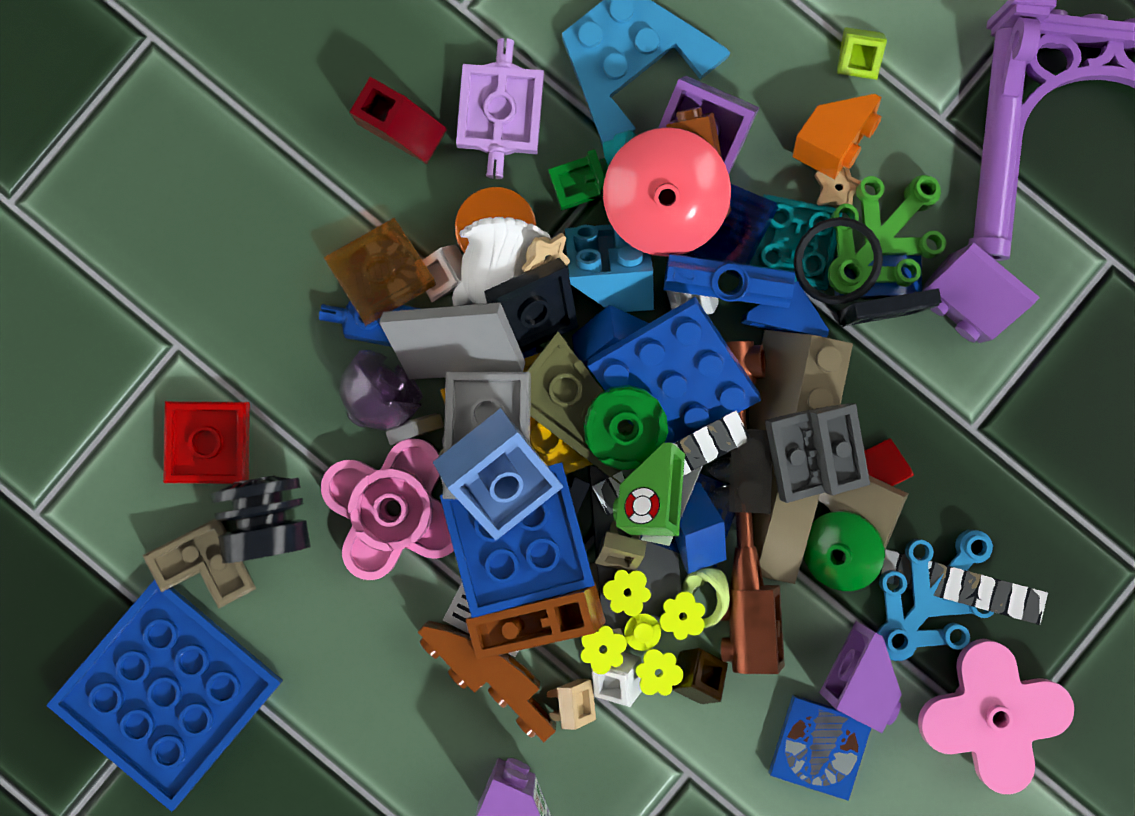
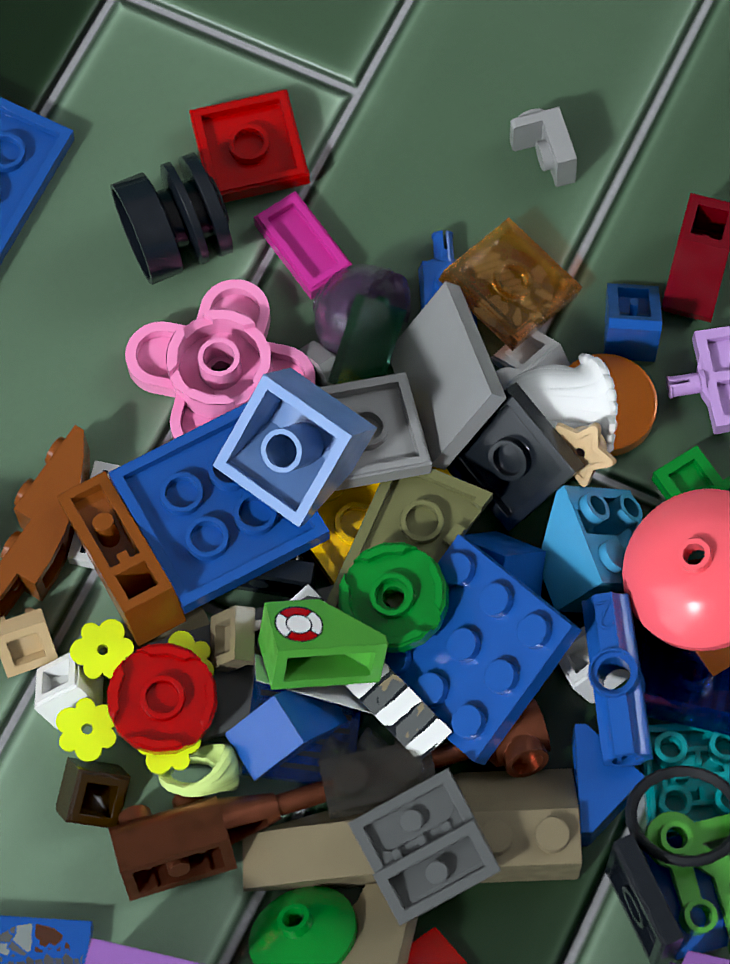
camera: 75 degrees right, 20 degrees down
(200, 553) = (106, 159): dark tan tile -> none
(273, 205) = (551, 139): none -> light grey bracket
(301, 420) = (301, 243): none -> dark pink tile
(410, 394) = (367, 340): none -> clear green piece
(430, 186) = (632, 321): none -> blue slope
(654, 614) = (162, 699): none -> red tile

